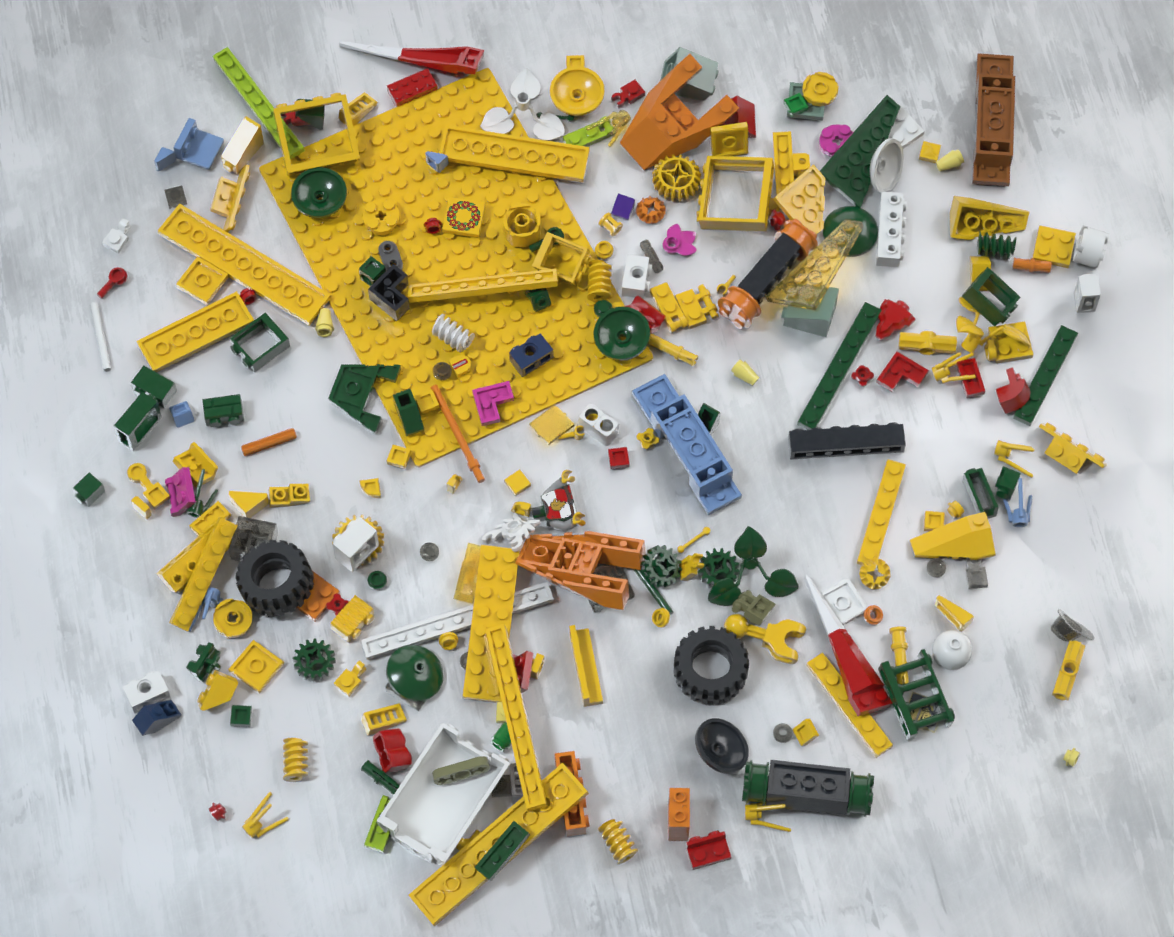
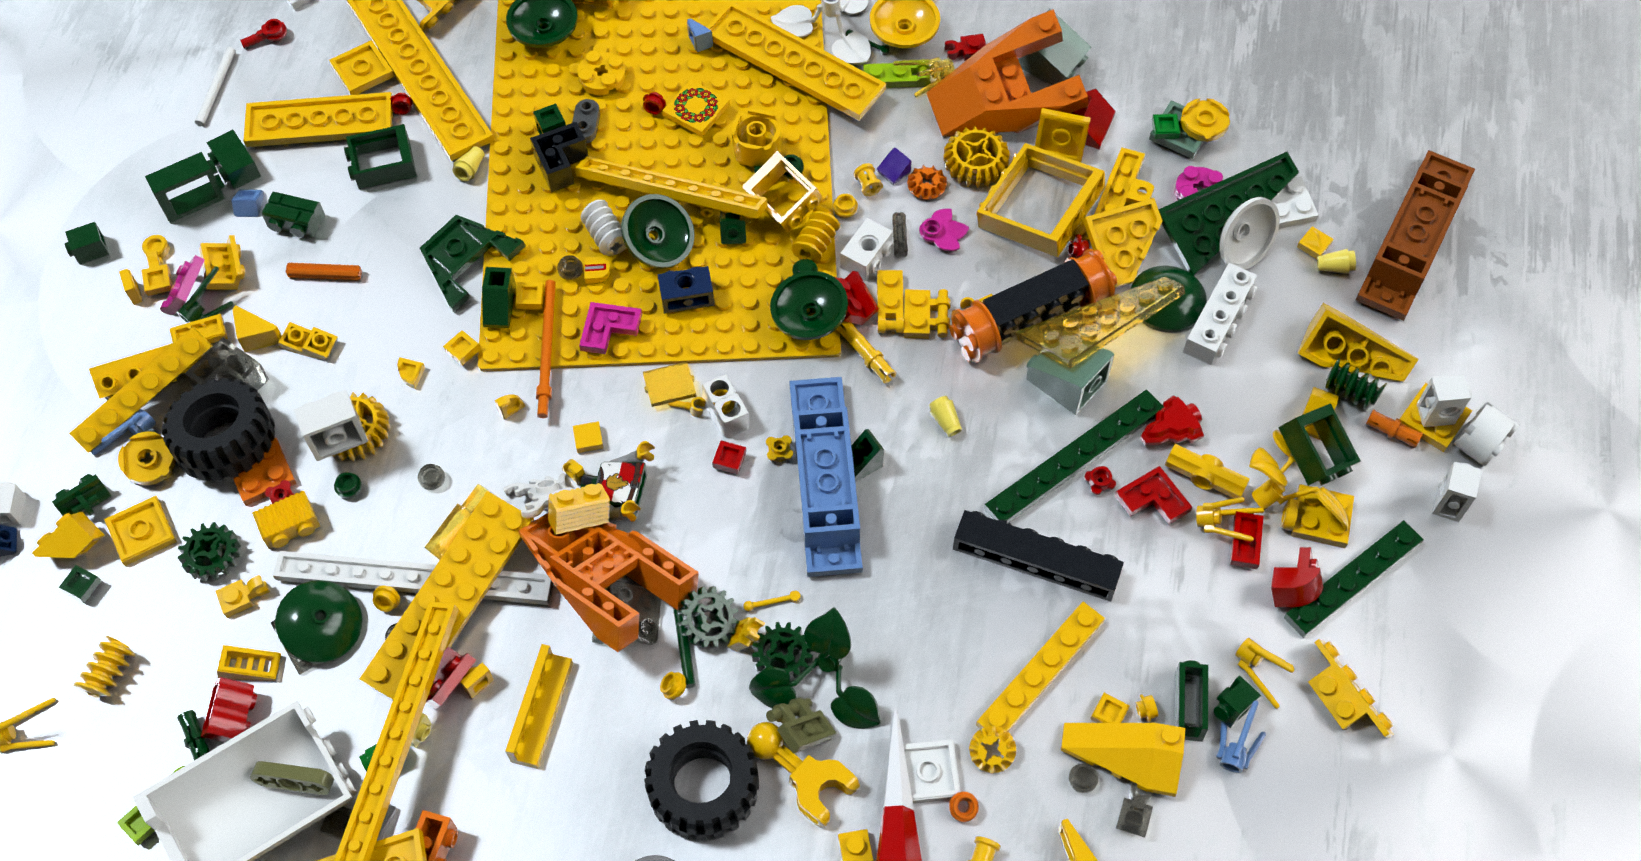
camera: 25 degrees right, 5 degrees down
(498, 317) = (667, 223): none -> dark green dish
(546, 531) = (578, 508): none -> yellow brick
(1056, 236) = (1444, 400): none -> white brick

